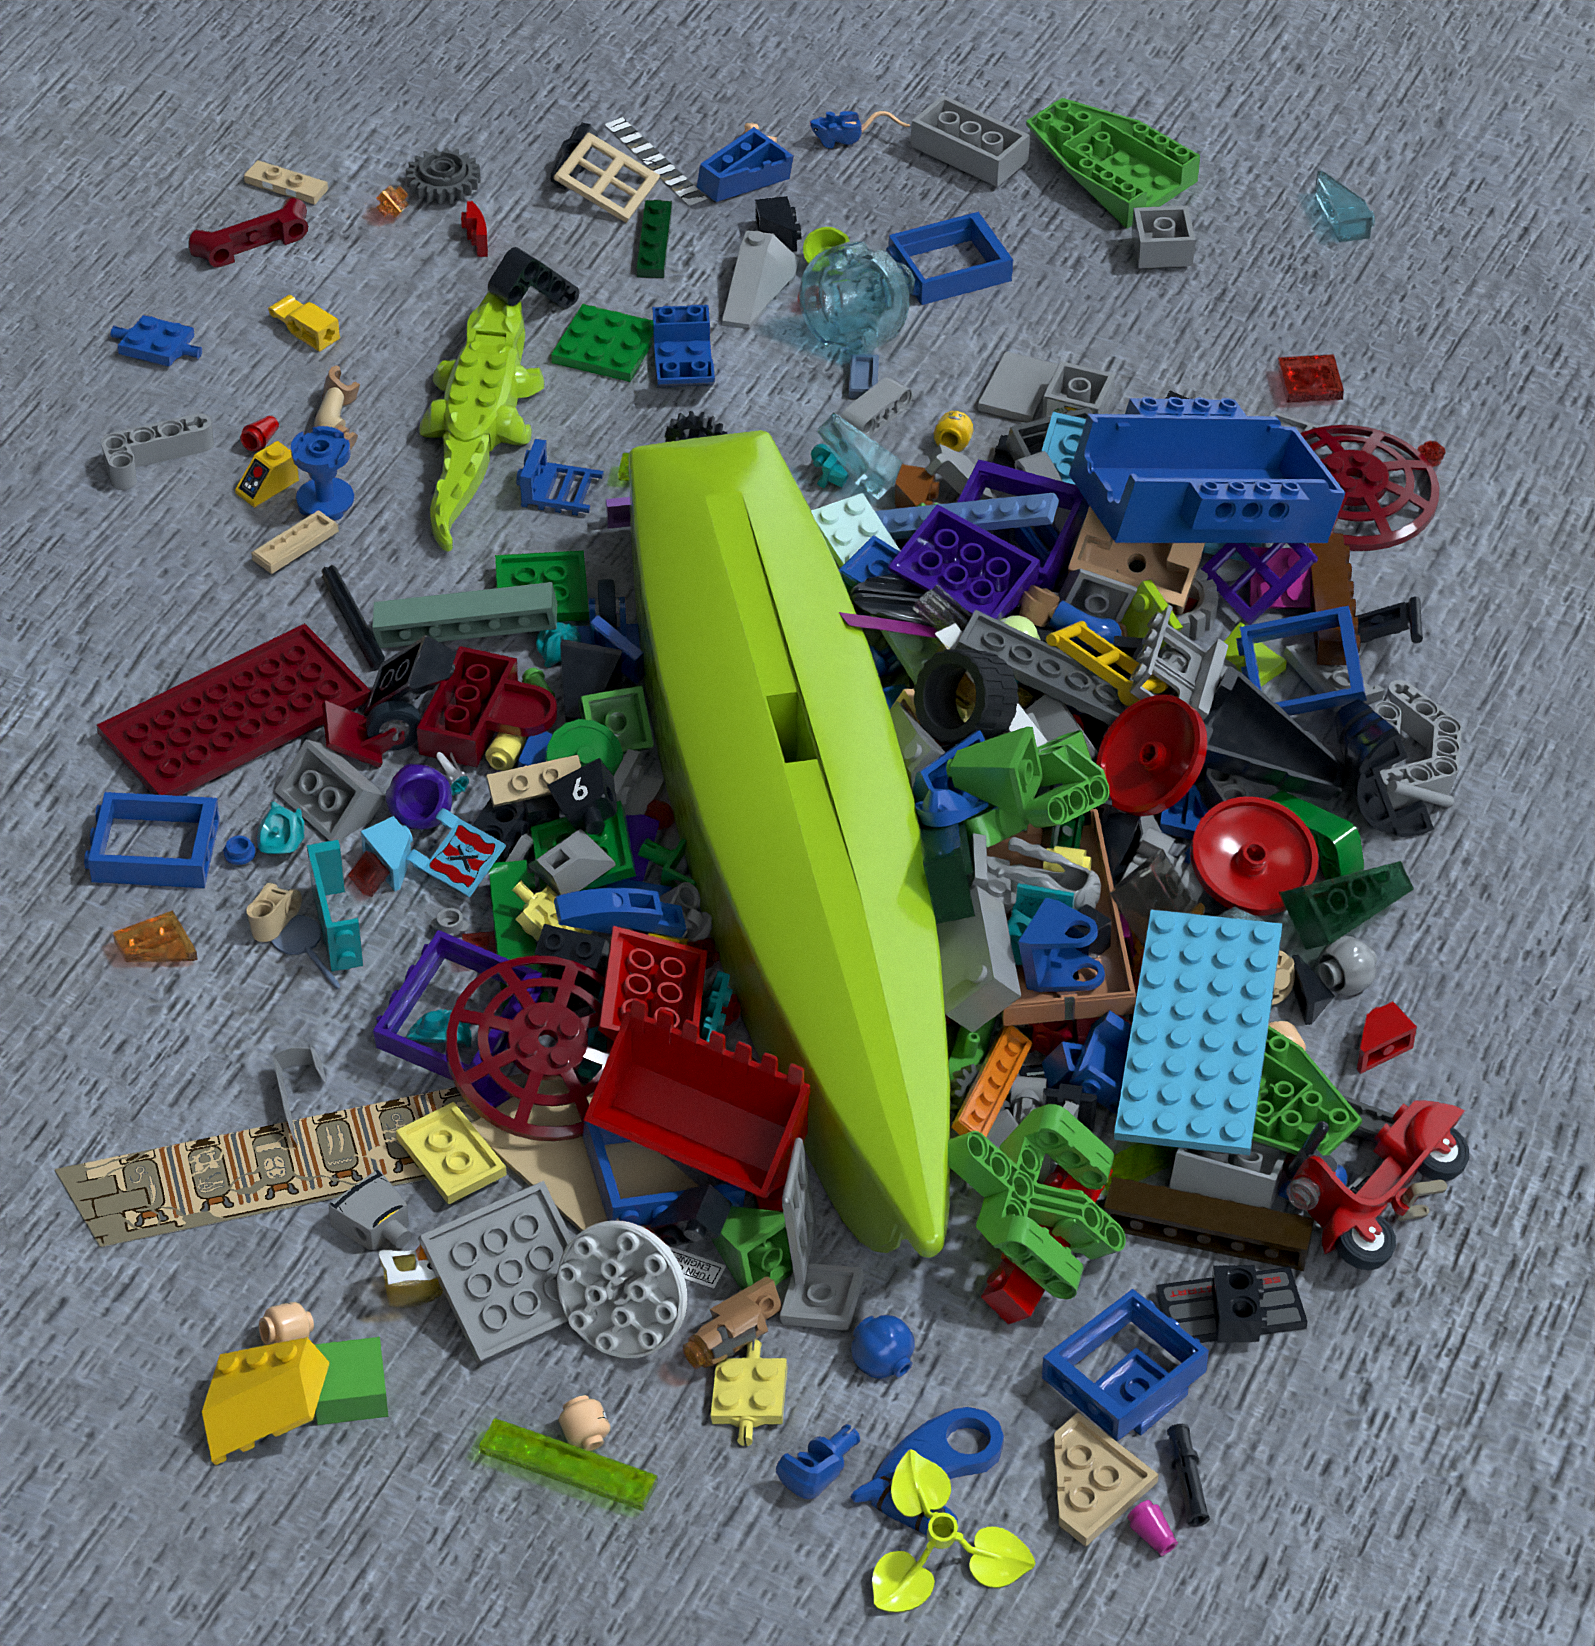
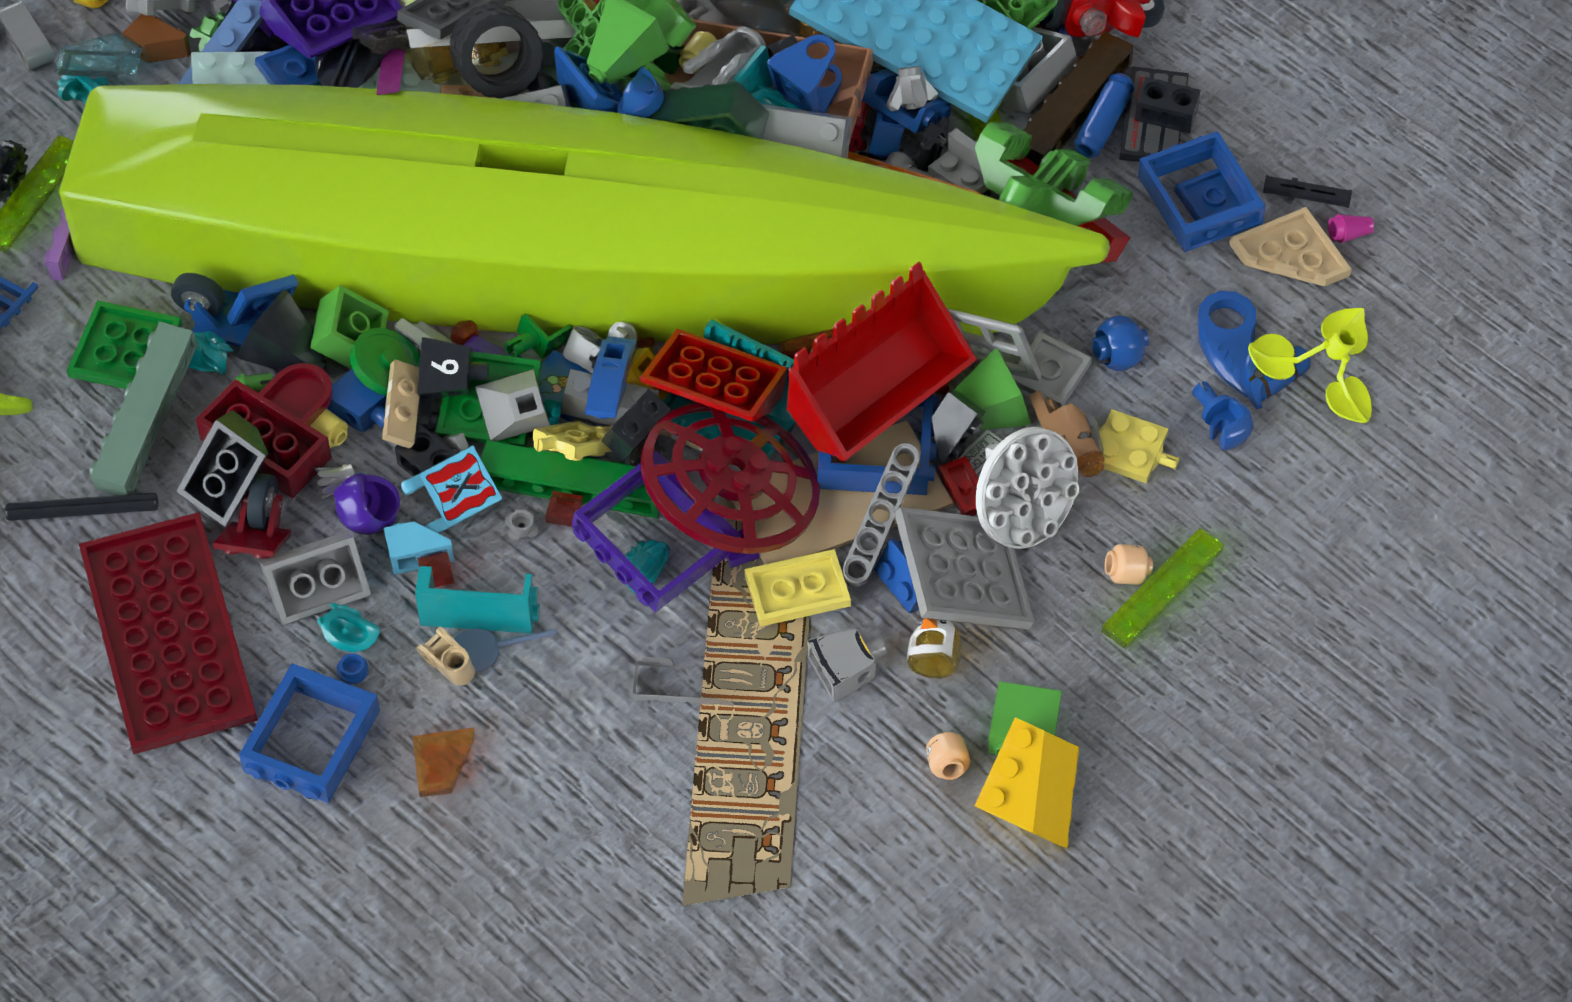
camera: 70 degrees left, 10 degrees up
(566, 1179) = (881, 500): none -> light grey beam
(1108, 1050) = (910, 90): none -> light grey rock
(1195, 1252) = (1104, 115): none -> blue axle

